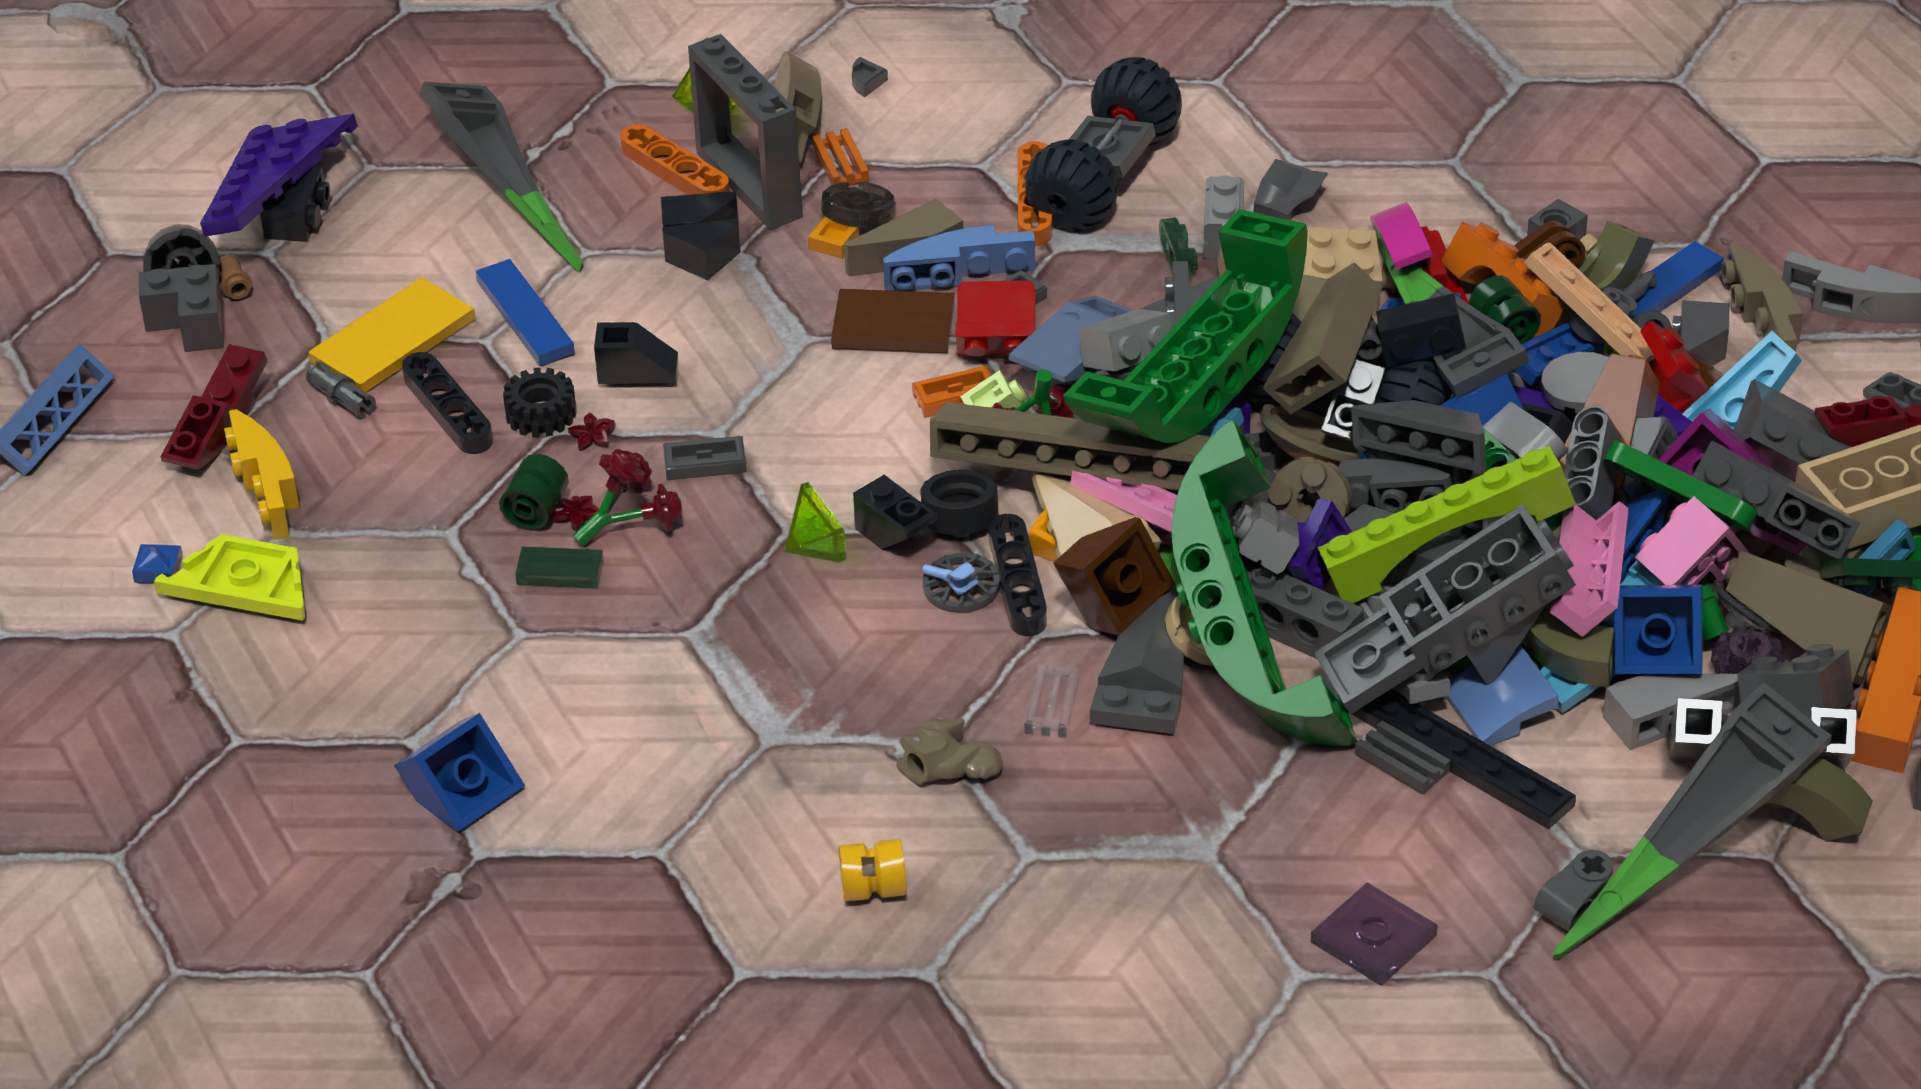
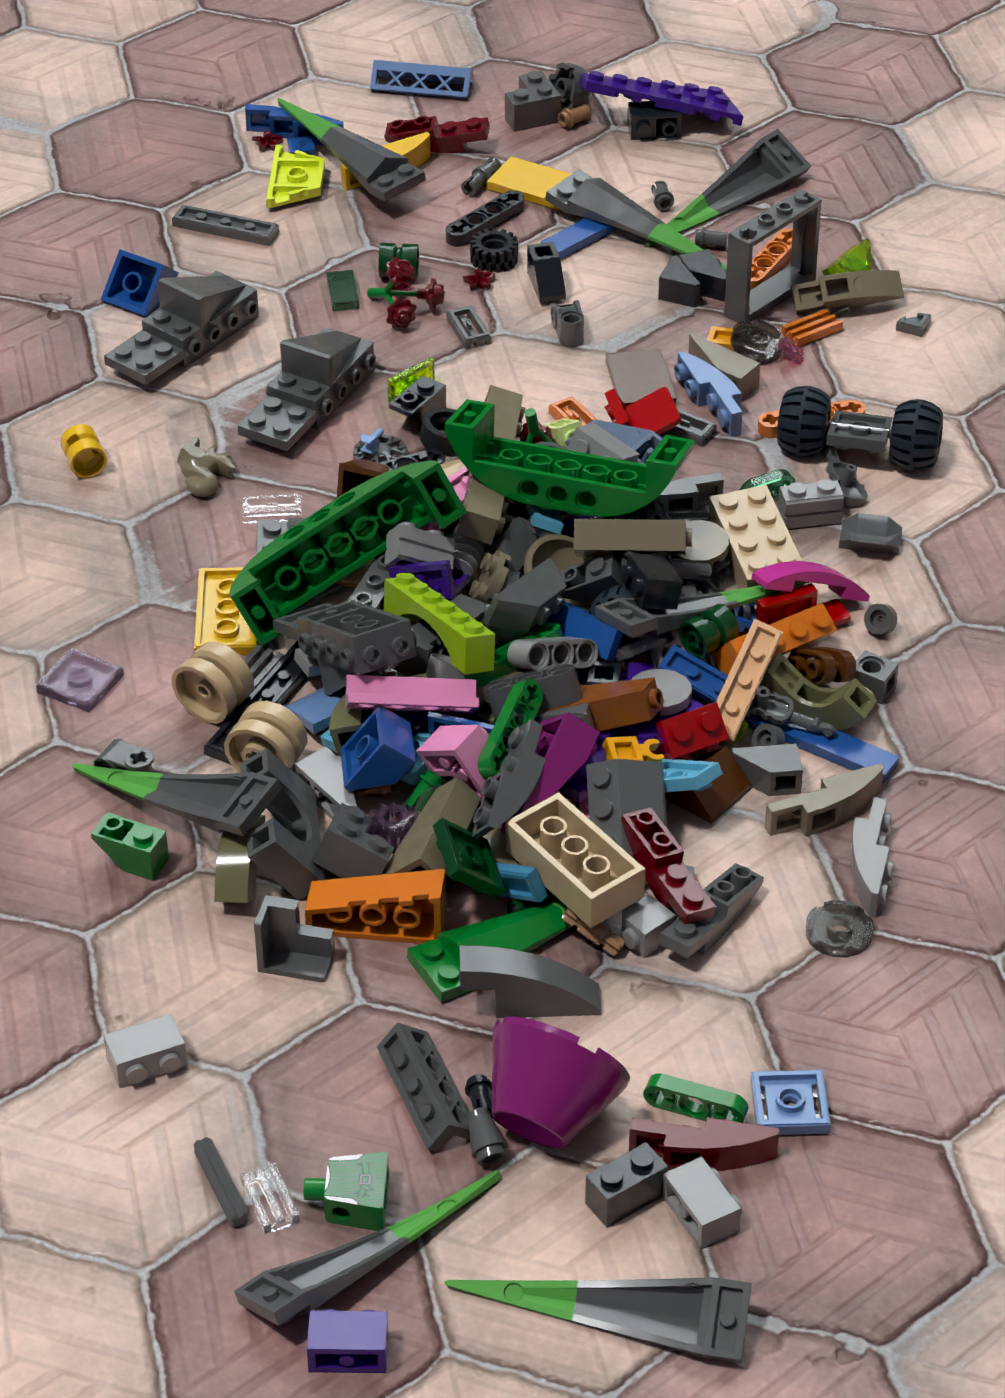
camera: 75 degrees right, 0 degrees up
(104, 553) = (279, 122): none -> blue slope
(115, 598) = (268, 140): none -> dark red plant
(298, 471) = (374, 166): none -> dark grey plate
(325, 671) = (225, 225): none -> dark grey tile
(478, 285) = (603, 203): none -> dark grey plate
(482, 229) = (662, 197): none -> dark grey pin
(599, 723) = (191, 321): none -> dark grey wedge
(601, 209) = (711, 238): none -> dark grey pin
(748, 355) = (568, 323): none -> dark grey piece
(800, 611) = (313, 383): none -> dark grey wedge
(888, 181) = (791, 350): none -> clear pink plant
(1173, 188) = (845, 473): none -> dark grey piece
(1265, 770) = (216, 613): none -> yellow tile
(1453, 206) = (880, 619): none -> dark grey tile
(1458, 776) = (212, 682): none -> tan wheel
(1590, 739) = (269, 727): none -> tan wheel
(1697, 403) = (630, 749): none -> light orange plate
(1751, 890) = (132, 845): none -> green slope

